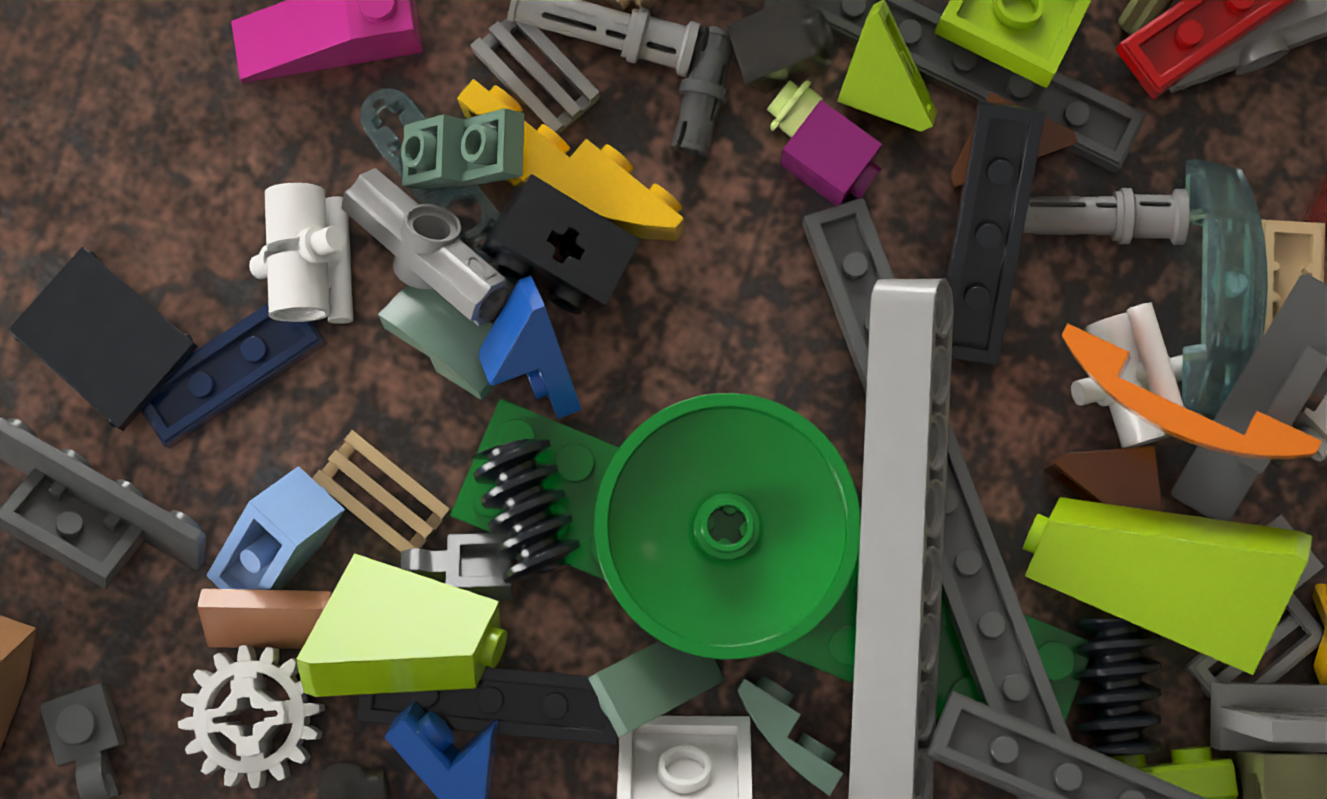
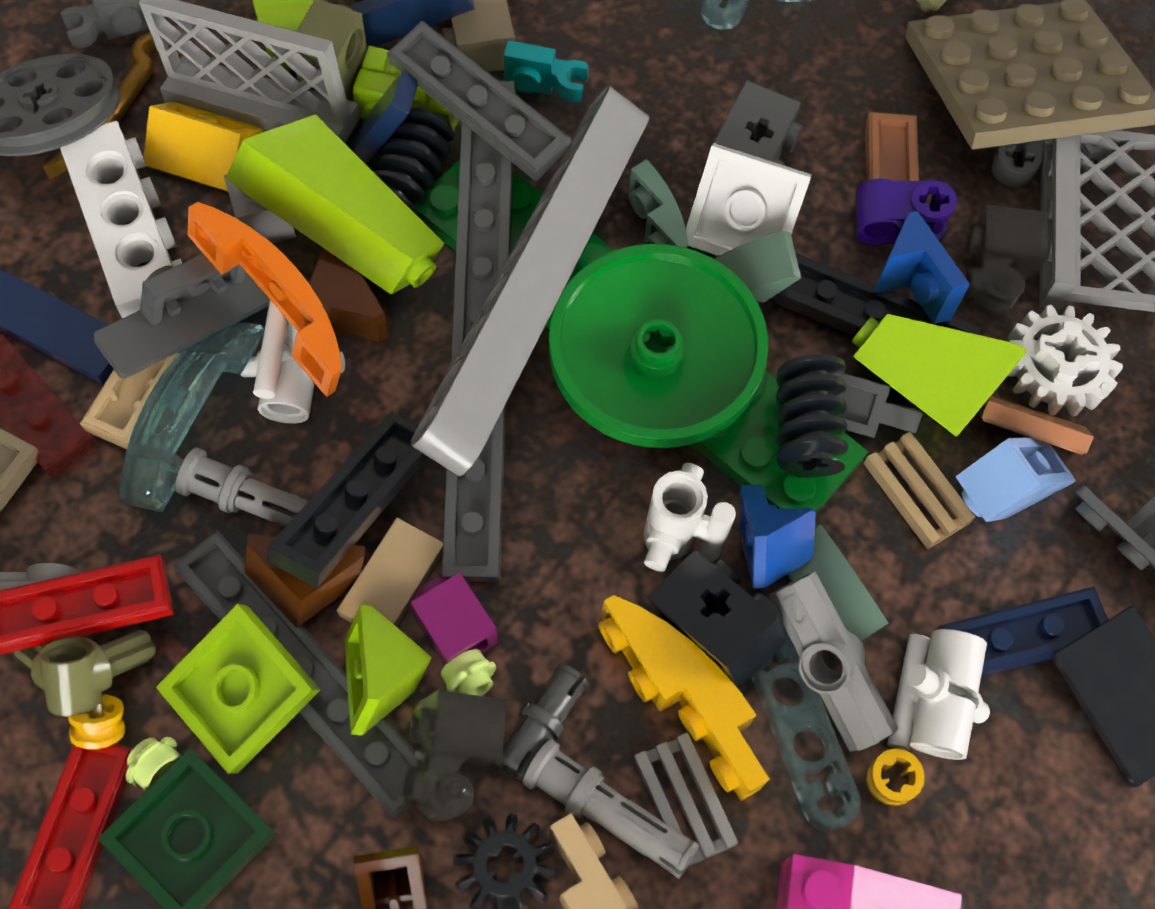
camera: 170 degrees left, 15 degrees down
(318, 154) = (906, 792): none -> yellow bush
(463, 151) = (778, 727): sand green slope -> none
(632, 313) = (679, 517): none -> white pin
(916, 187) = (394, 573): none -> tan tile
(1175, 722) = (384, 118): none -> dark blue tile

